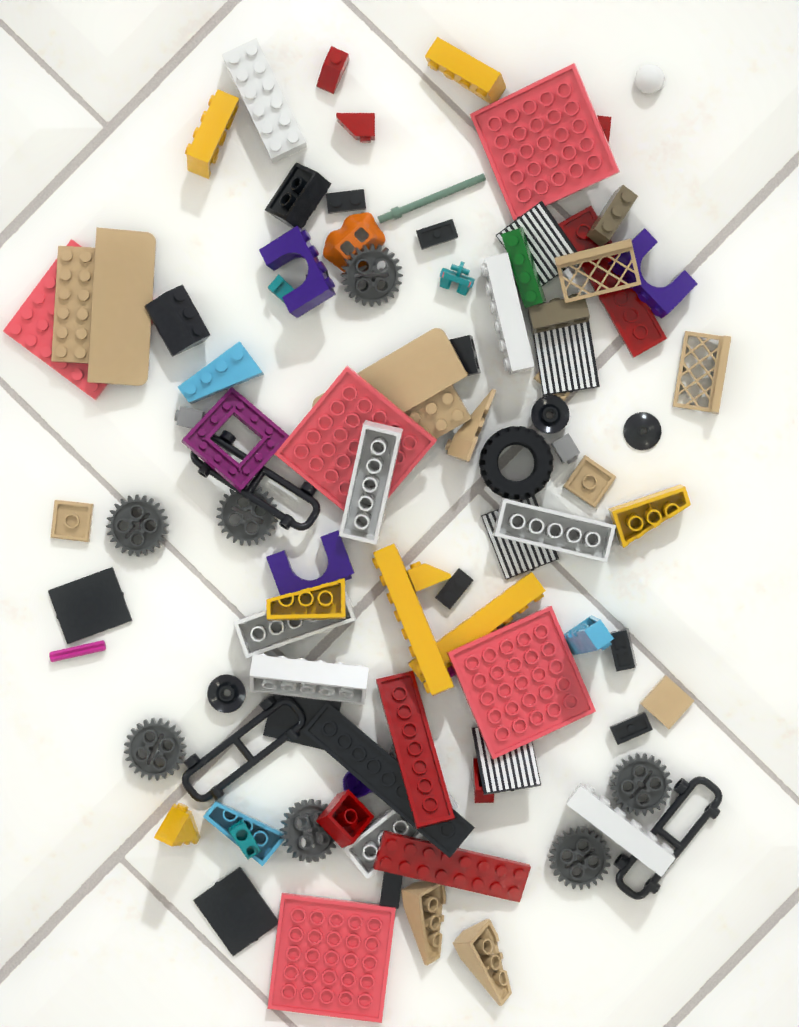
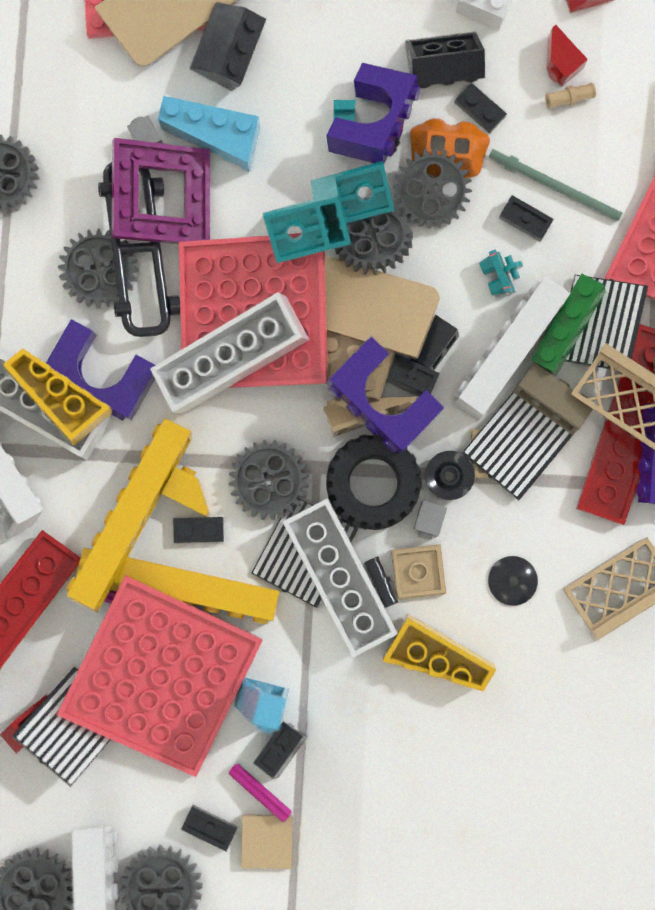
camera: 40 degrees right, 5 degrees down
(342, 359) = (327, 215): none -> teal bracket
(378, 321) = (387, 229): none -> dark grey gear
(385, 141) = (570, 95): none -> tan pin
(451, 428) = (395, 430): none -> dark purple arch
(474, 385) = (411, 376): none -> black hinge
(477, 528) = (276, 501): none -> dark grey gear
(577, 508) = (381, 582): none -> black pin
(635, 682) = (260, 793): none -> dark pink axle

